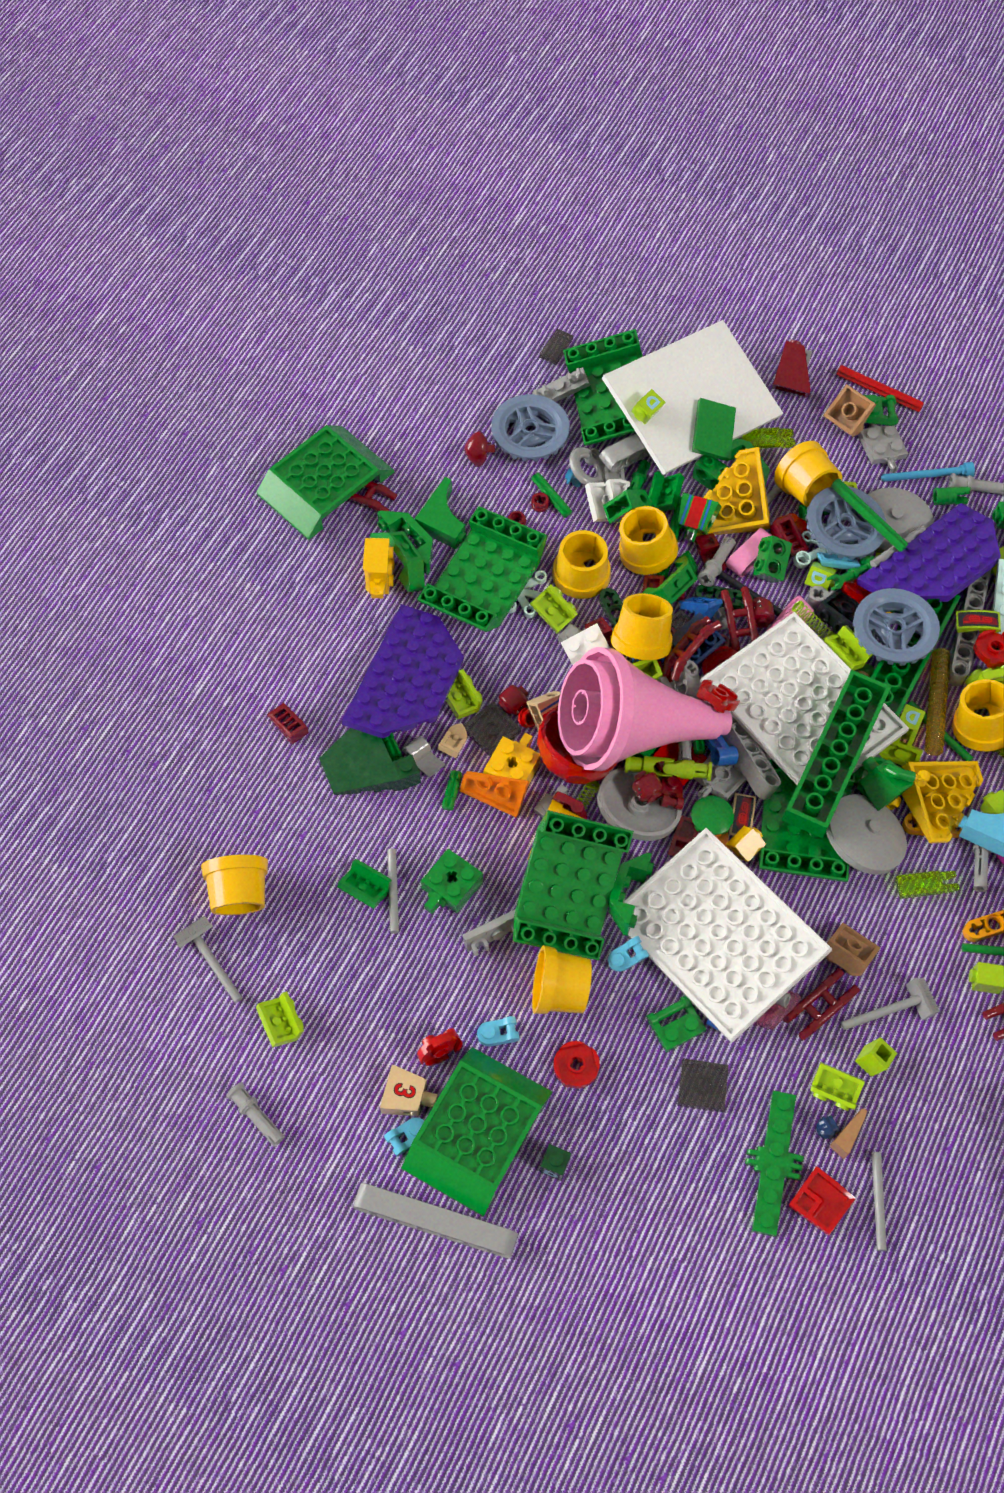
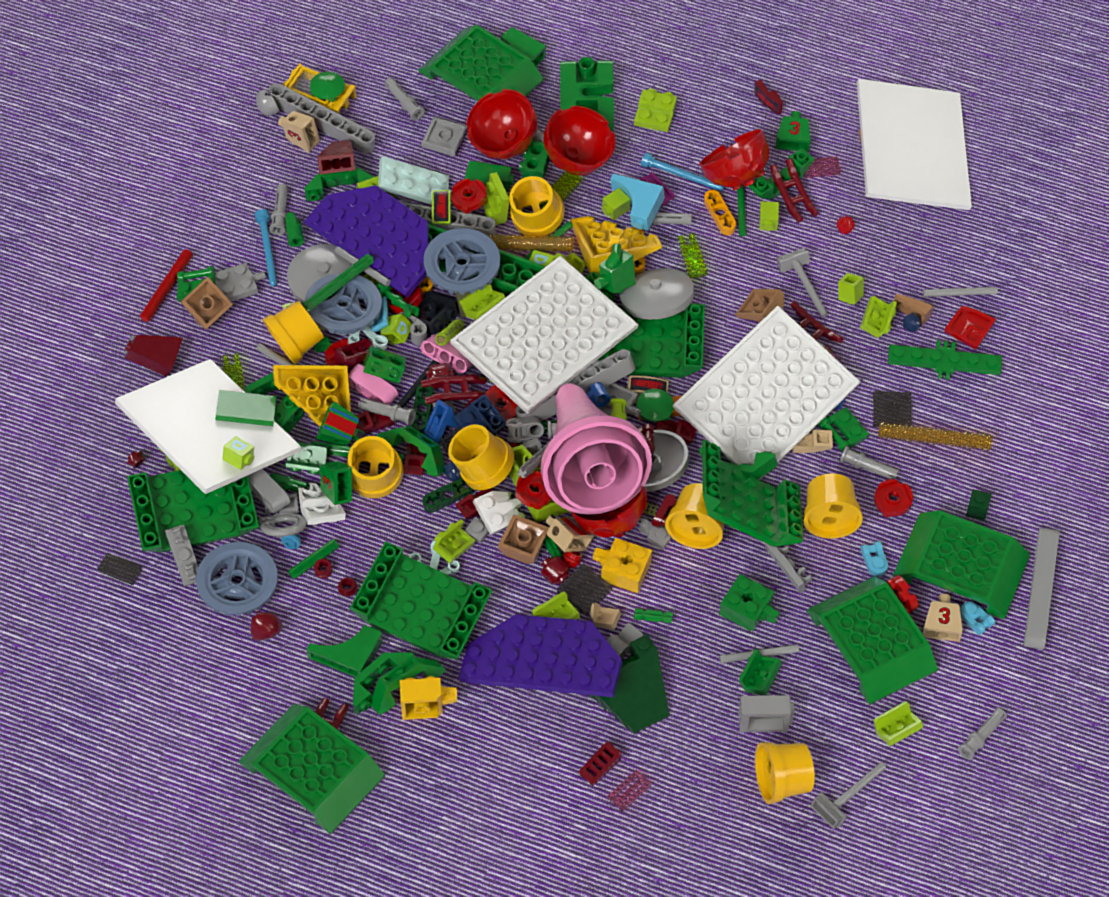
camera: 95 degrees left, 5 degrees down
(264, 759) = (617, 802): none -> clear pink tile
(310, 878) = (765, 713): none -> light grey window
(390, 1007) = (876, 638): none -> green slope
(497, 791) = (654, 574): orange wing -> none
(549, 670) = (523, 539): none -> medium nougat slope
(569, 569) = (409, 533): yellow piece -> none
(621, 959) = (796, 471): medium azure plate -> none
(630, 1034) = (859, 460): none -> light grey pin
(659, 987) = (817, 441): none -> tan slope
(659, 1129) = (935, 436): none -> clear yellow piece
(704, 629) = (493, 410): dark red piece -> none
(720, 697) = (552, 390): red plate -> none
(746, 843) = (677, 379): brick -> none
(836, 754) = (599, 301): green brick -> none
(980, 1070) = (845, 224): none -> red plate

